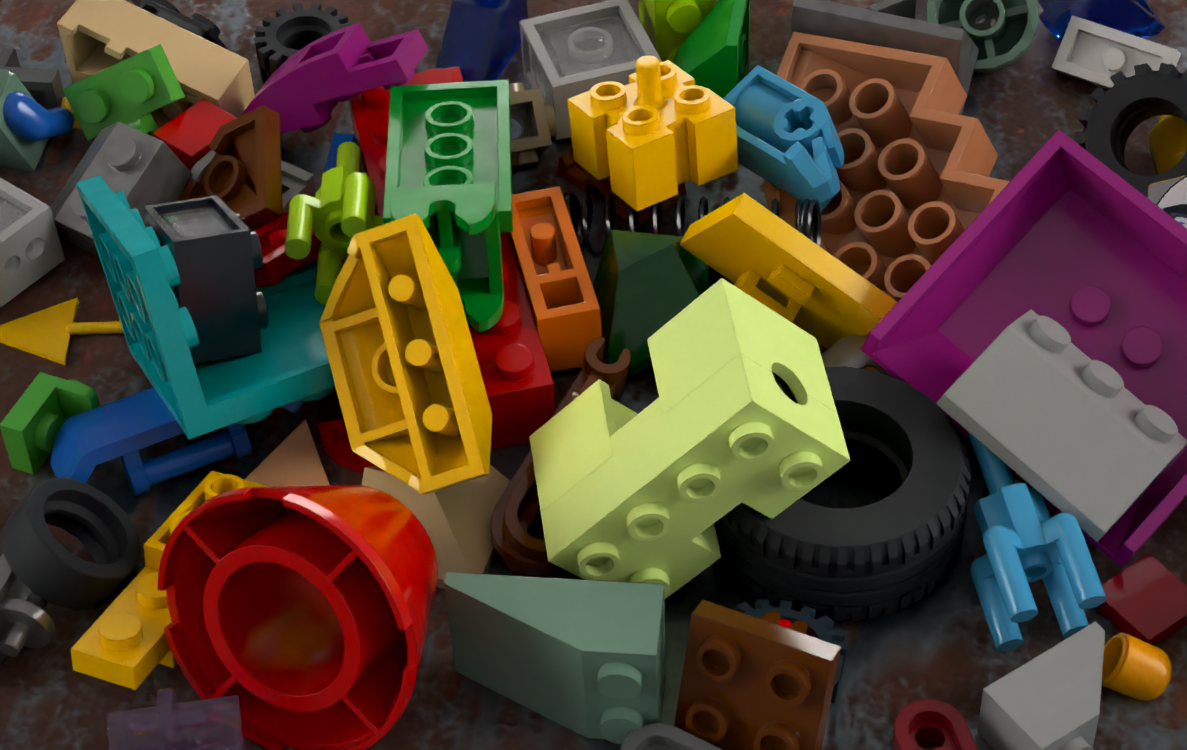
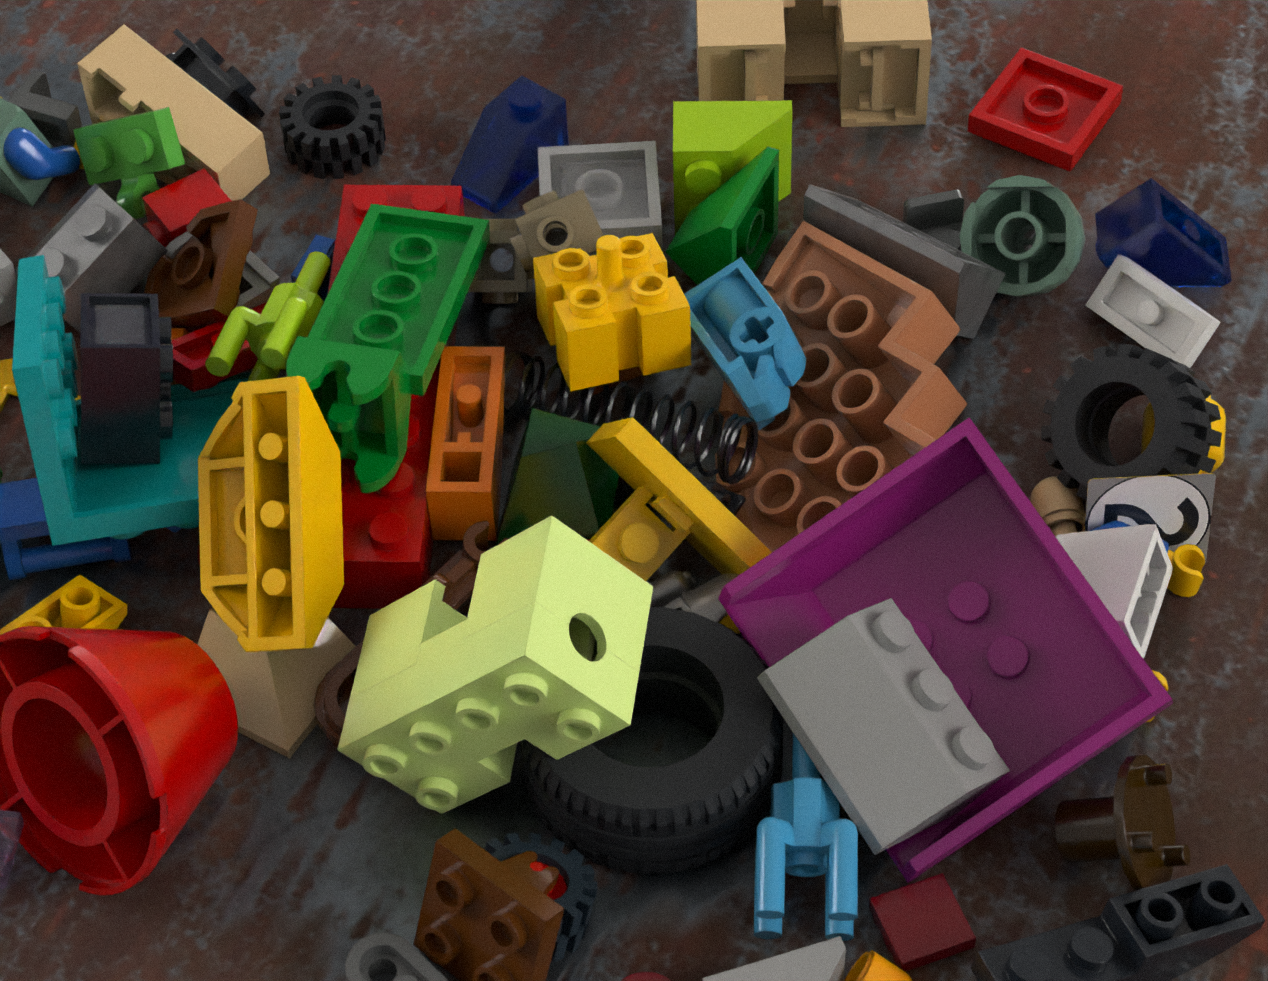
camera: 15 degrees right, 5 degrees up
(292, 463) = (162, 587): light nougat piece -> none
(336, 71) = (326, 171): magenta slope -> none
(564, 647) = (339, 843): sand green slope -> none
(572, 71) = (549, 214): none -> dark tan brick

